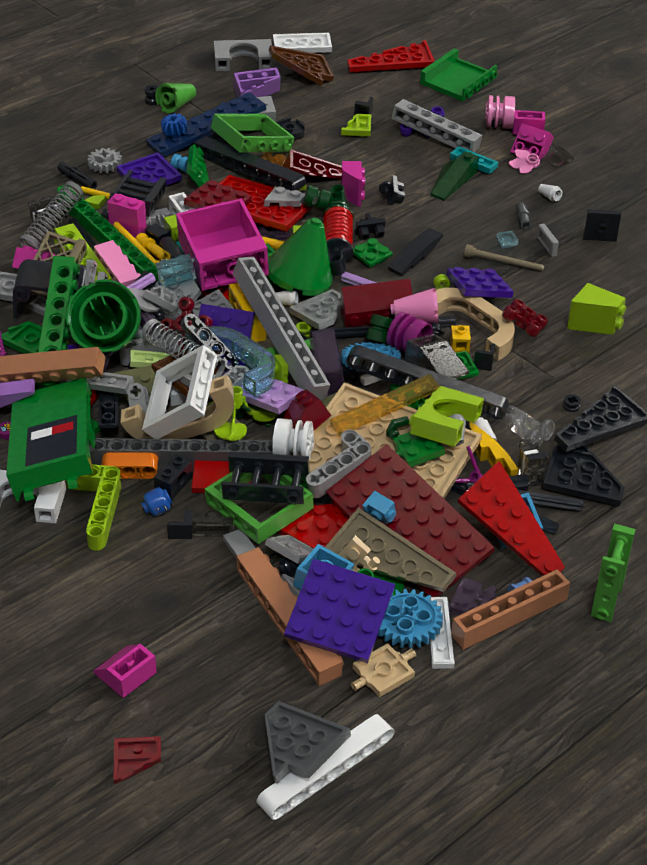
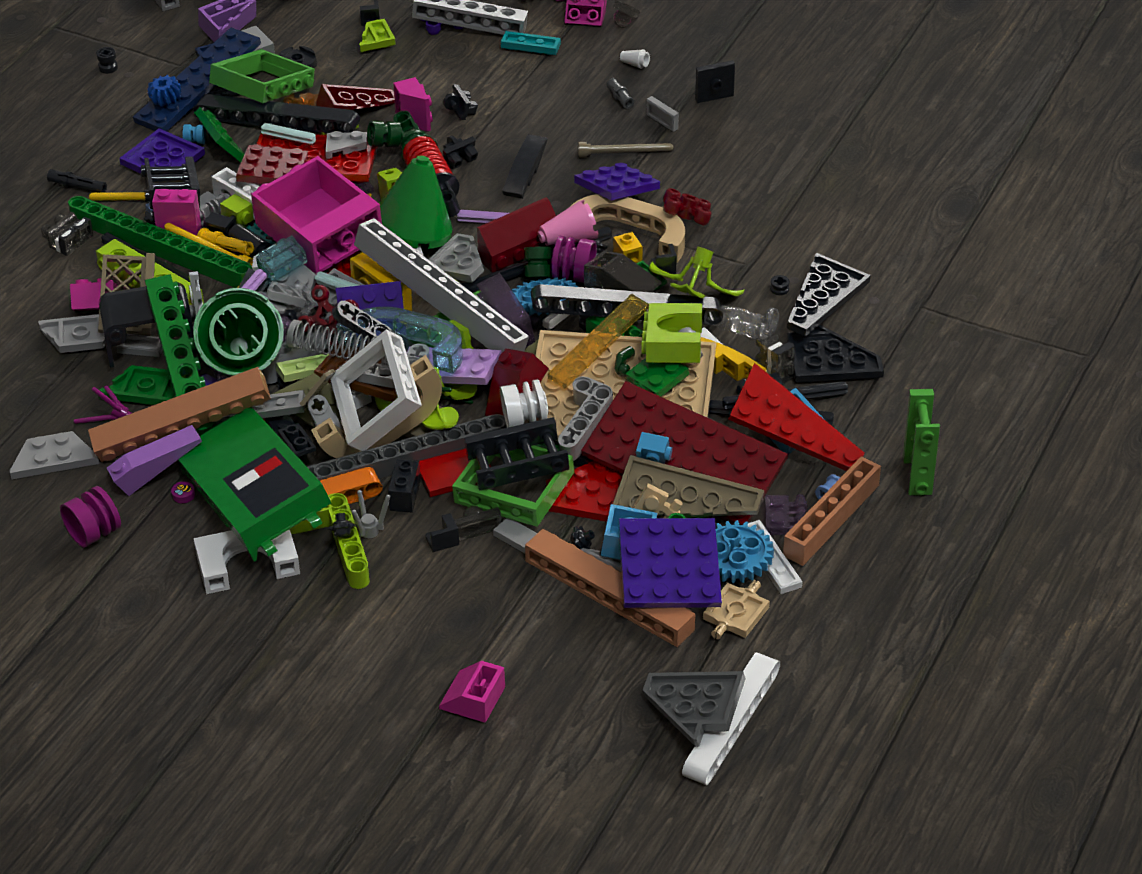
camera: 20 degrees left, 0 degrees up
(34, 241) = (97, 207): light grey piece -> none
(96, 201) = (119, 204): lime tile -> none
(98, 495) = (341, 526): none -> black plant
(104, 160) = (99, 154): light grey gear -> none
(116, 263) = (211, 278): bright pink brick -> none
(128, 500) = (368, 524): none -> light grey plant
(135, 756) = (533, 771): dark red wing -> none
(141, 376) = (318, 386): none -> dark tan piece
(156, 502) = (402, 517): blue head -> none
(174, 96) = (137, 55): bright green cone -> none
(208, 298) = (332, 281): none -> light aqua axle
(247, 180) = (288, 134): none -> light aqua axle
(289, 547) = (577, 520): light grey tile -> none
(371, 252) = (477, 180): green piece -> none
(441, 278) = (572, 193): lime bush -> none
(455, 174) = (517, 65): dark green wedge -> none
(475, 475) = (725, 389): magenta plant -> none
(504, 364) = (701, 262): none -> lime plant
(507, 239) = (617, 124): clear light blue plate -> none
(525, 161) = (588, 29): bright pink plate -> none
(596, 311) = (759, 178): lime slope -> none

